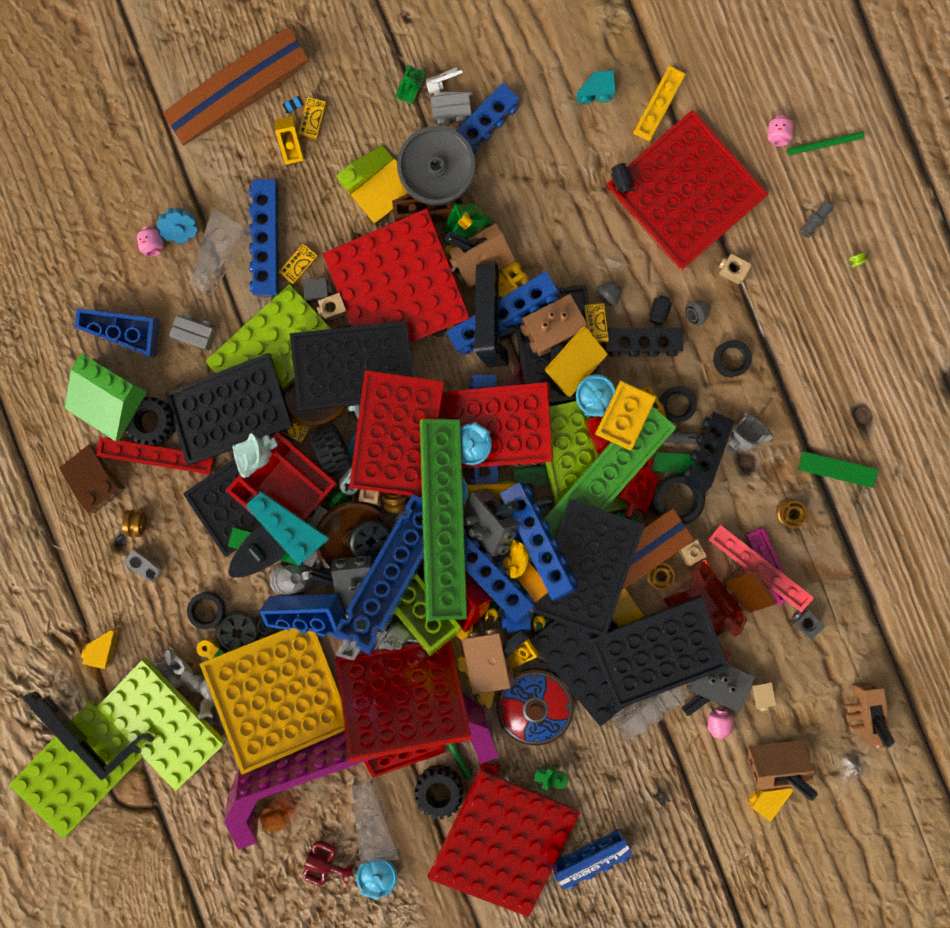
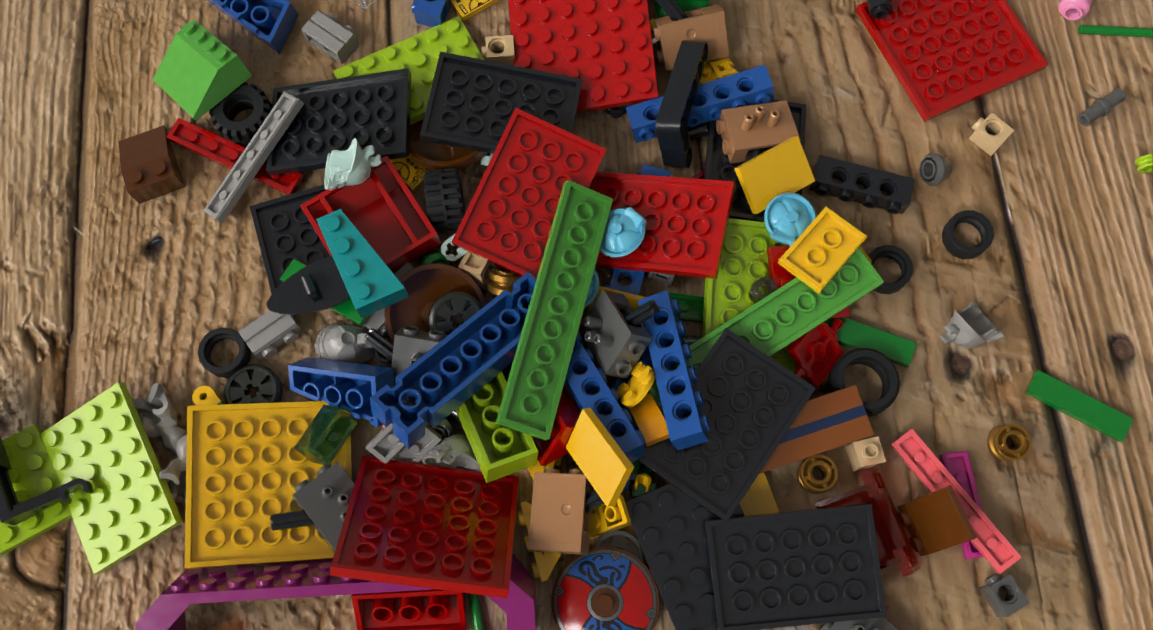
camera: 10 degrees right, 15 degrees down
(101, 650) = (77, 362): yellow slope -> none
(134, 523) = (178, 223): pearl gold wheel -> none
(143, 565) = (168, 275): light grey leg -> none
(172, 455) = (253, 157): none -> light grey tile
(232, 589) = (269, 333): none -> light grey brick
(262, 629) = (284, 394): black plate -> none
(305, 654) = (326, 435): none -> clear green brick
(317, 289) = (487, 25): dark grey brick -> none
(321, 701) = (321, 504): none -> dark grey piece
(505, 622) = (599, 457): none -> yellow tile
(584, 450) = (769, 283): none -> clear smoke bush
(596, 321) = (811, 141): yellow tile -> none
(610, 293) = (832, 121): dark grey cone -> none
(660, 310) = (889, 155): black brick -> none
(681, 437) = (878, 309): dark grey pin -> none
(721, 427) = (916, 332): black brick -> none

